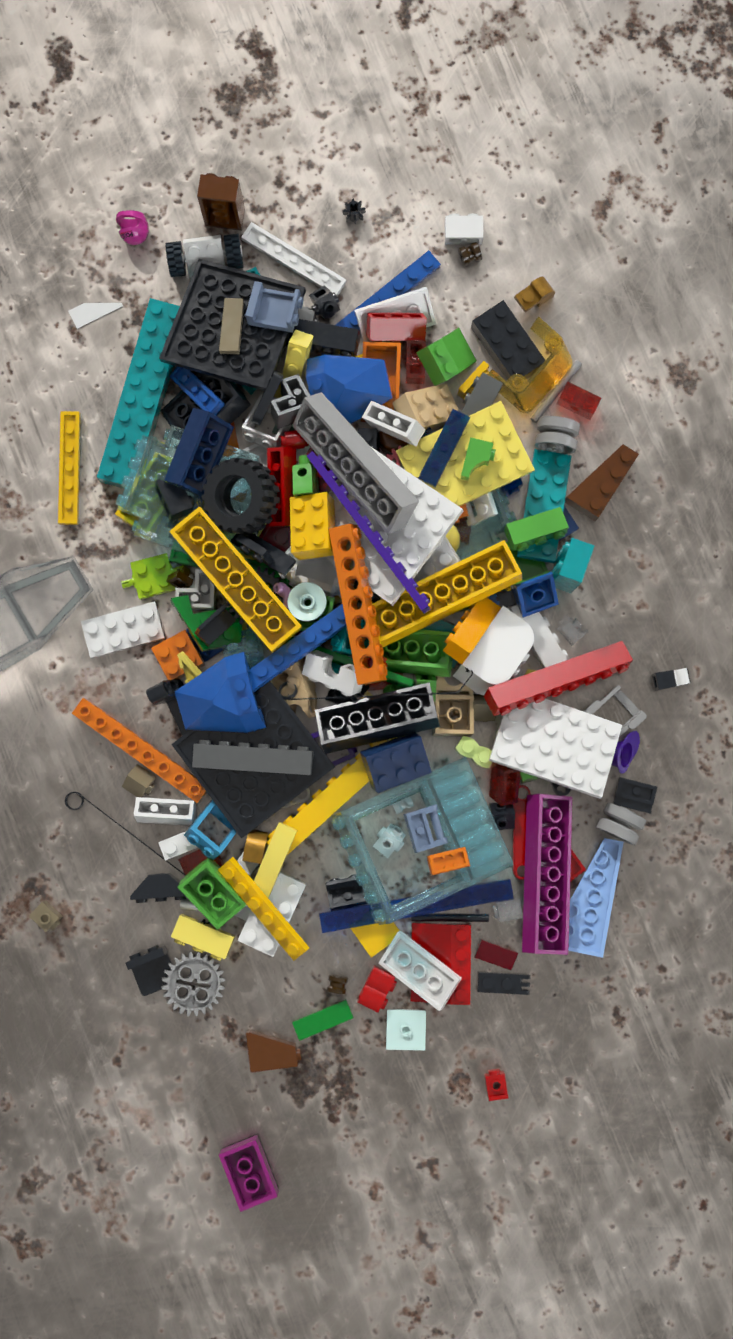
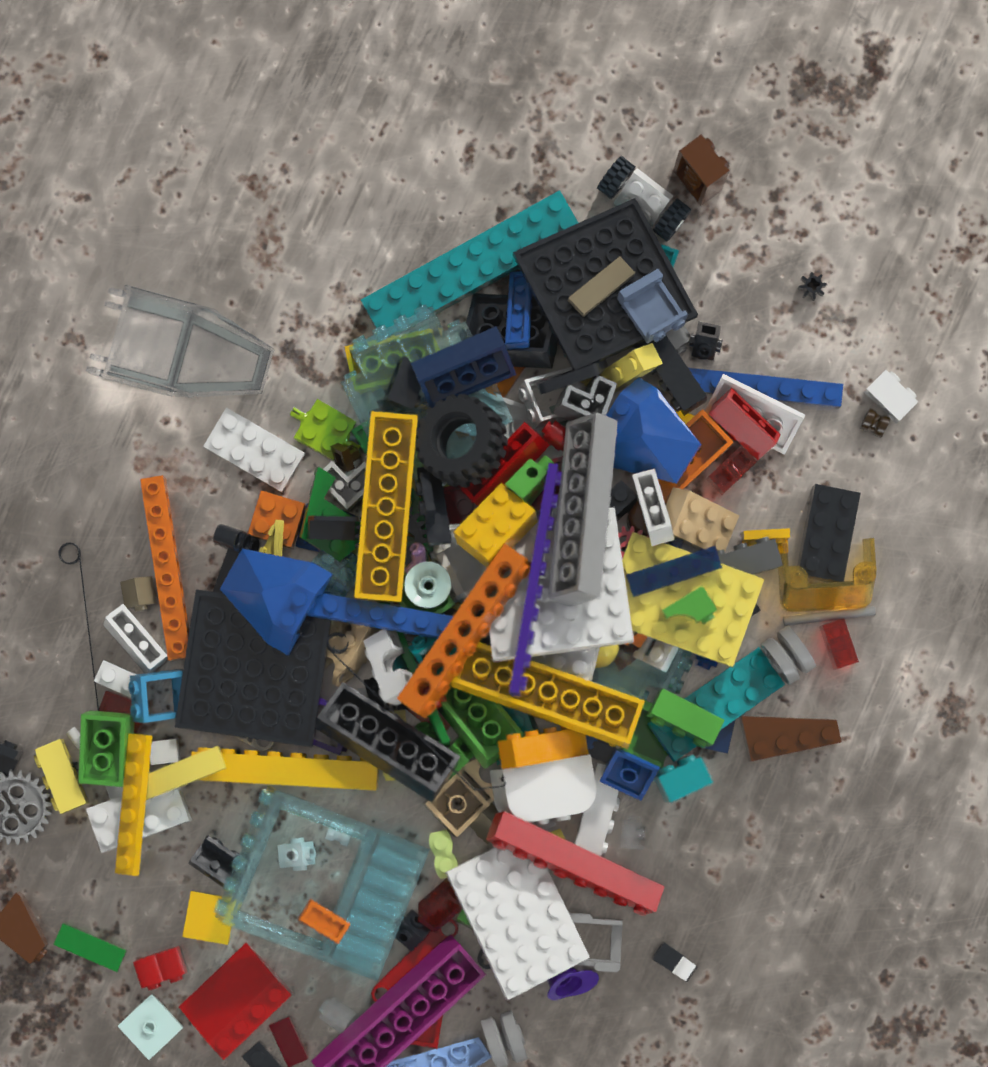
camera: 45 degrees right, 0 degrees up
(69, 468) = (347, 266): yellow plate -> none
(89, 312) = (500, 148): white sticker -> none
(132, 230) = (607, 113): dark pink helmet -> none
(158, 887) = (67, 698): black slope -> none
(253, 758) = (250, 671): dark grey brick -> none
(255, 846) = (179, 746): pearl gold brick -> none
(293, 258) = (718, 276): white plate -> none
(337, 984) = (131, 930): dark brown wheel -> none
(395, 762) = (365, 794): dark blue brick -> none
(420, 831) = (326, 871): sand blue plate -> none
(420, 970) = (211, 989): white plate -> none
(446, 357) = (762, 493): bright green slope -> none
(452, 918) = (282, 971): black bar -> none
(470, 896) = (315, 970): clear blue plate -> none
(535, 294) = (896, 514): pearl gold brick -> none
(635, 795) = (542, 1028): black plate -> none

